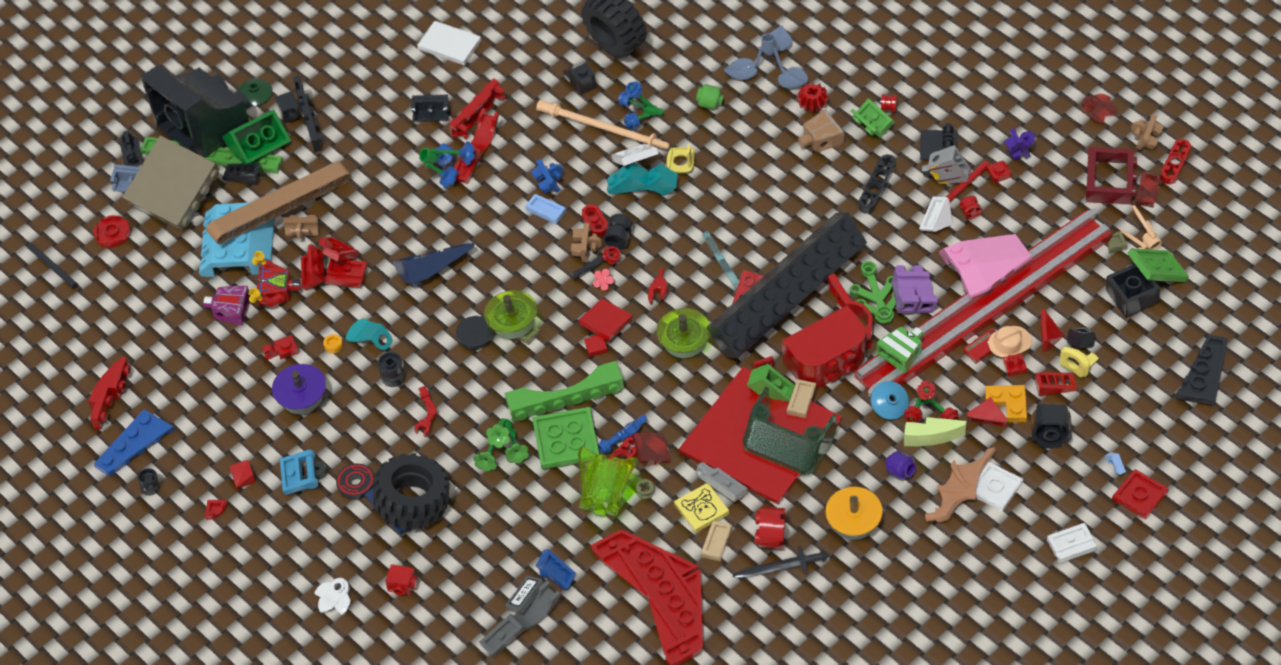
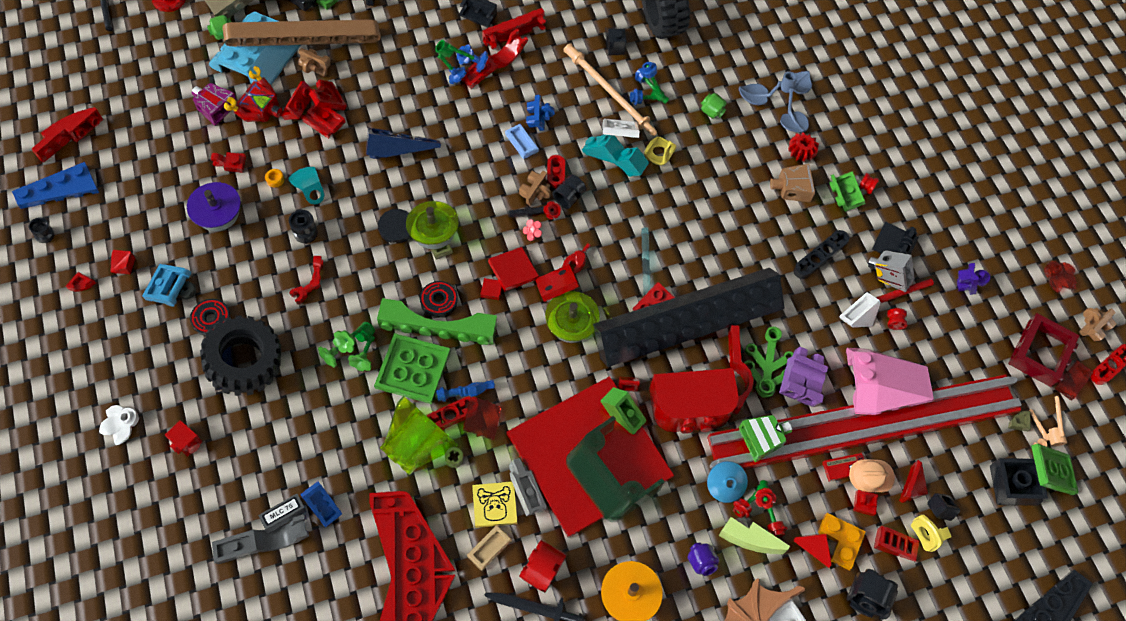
camera: 15 degrees right, 10 degrees up
(188, 234) = (216, 25): none -> bright green head
(551, 365) = (435, 289): none -> black tile
(653, 311) = (556, 283): none -> red tile
(801, 398) = (645, 438): tan tile -> none
(998, 171) = (939, 295): red plate -> none

